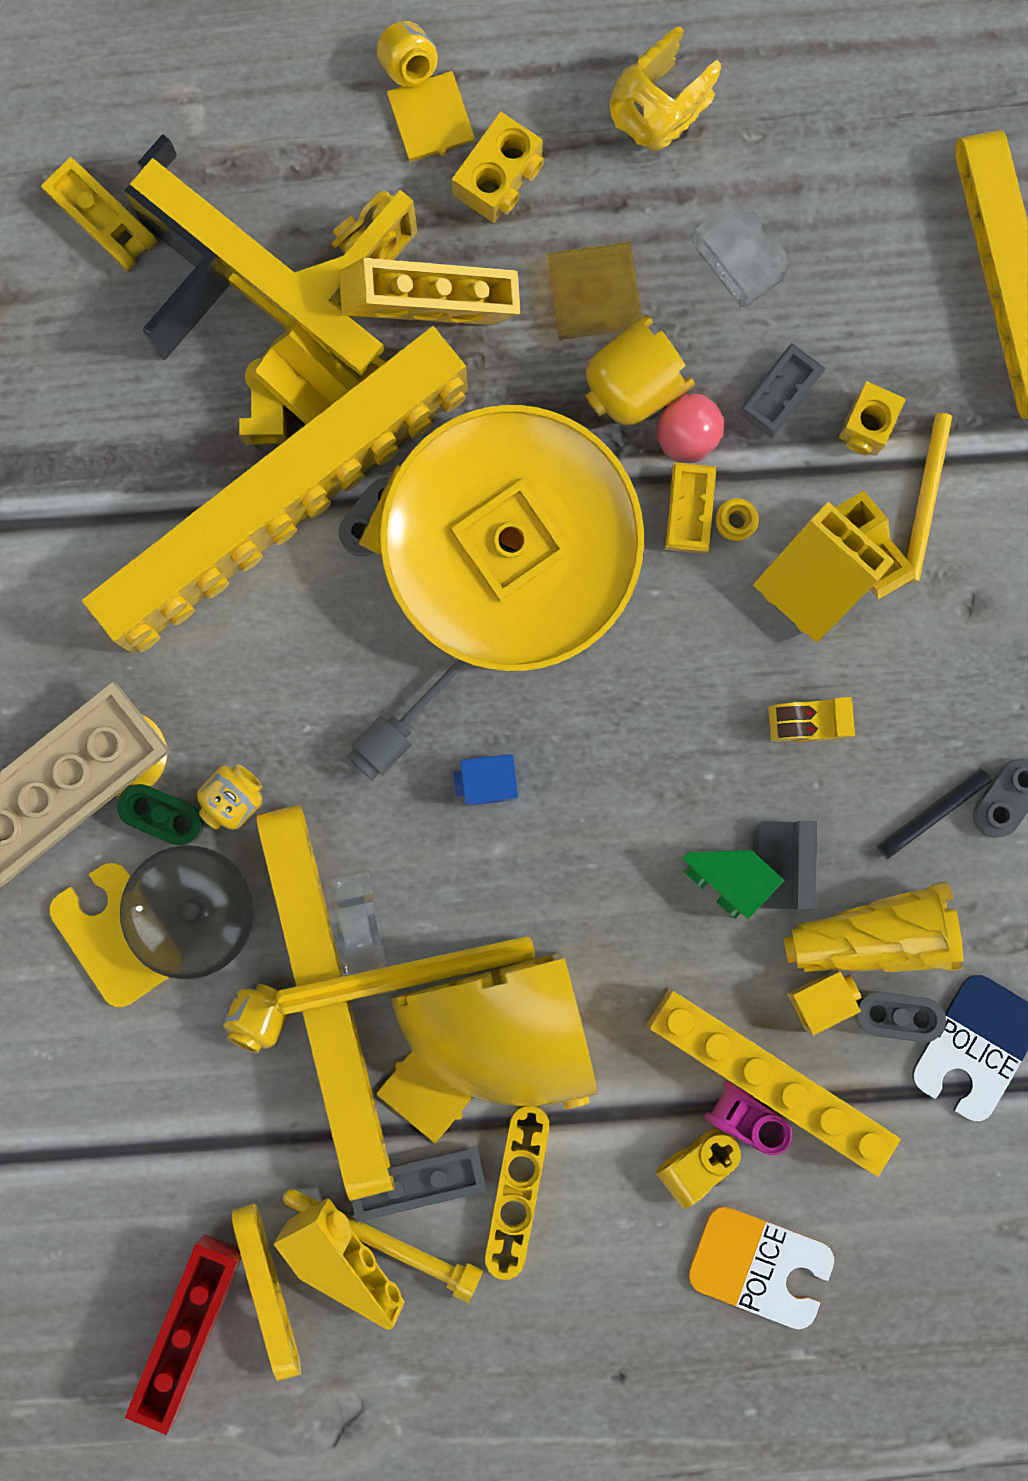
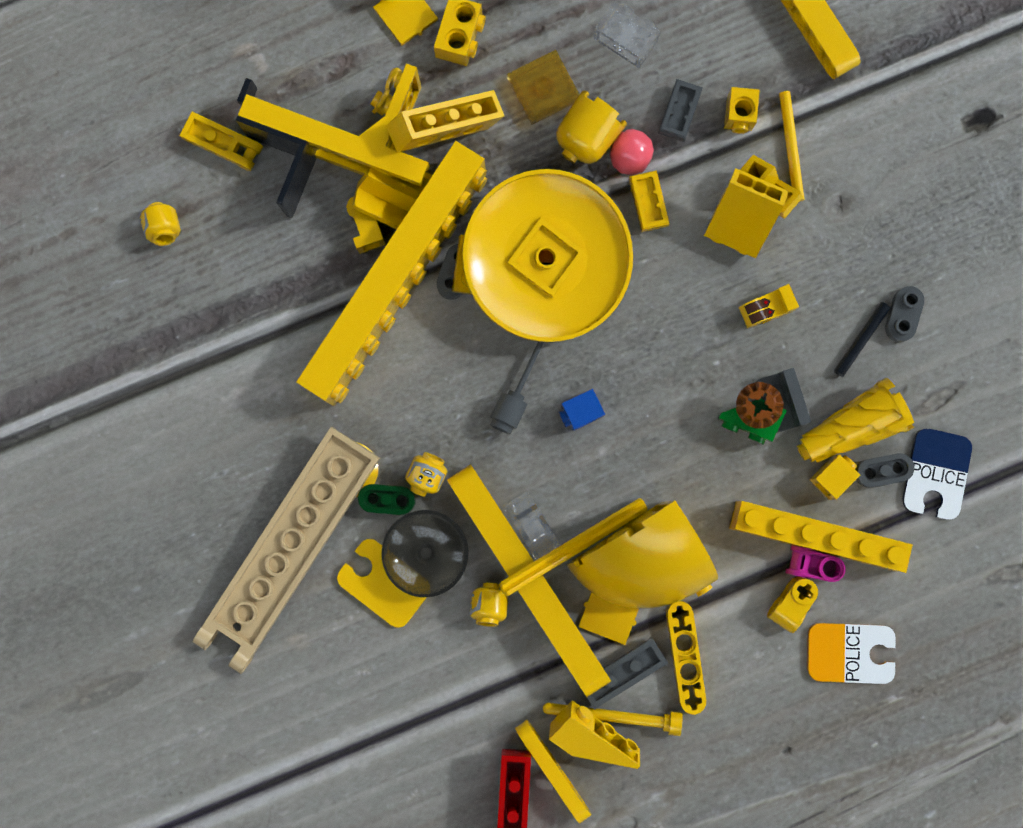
camera: 10 degrees left, 0 degrees up
(745, 510) = (683, 191): yellow plate -> none
(768, 859) = (755, 391): none -> dark orange gear

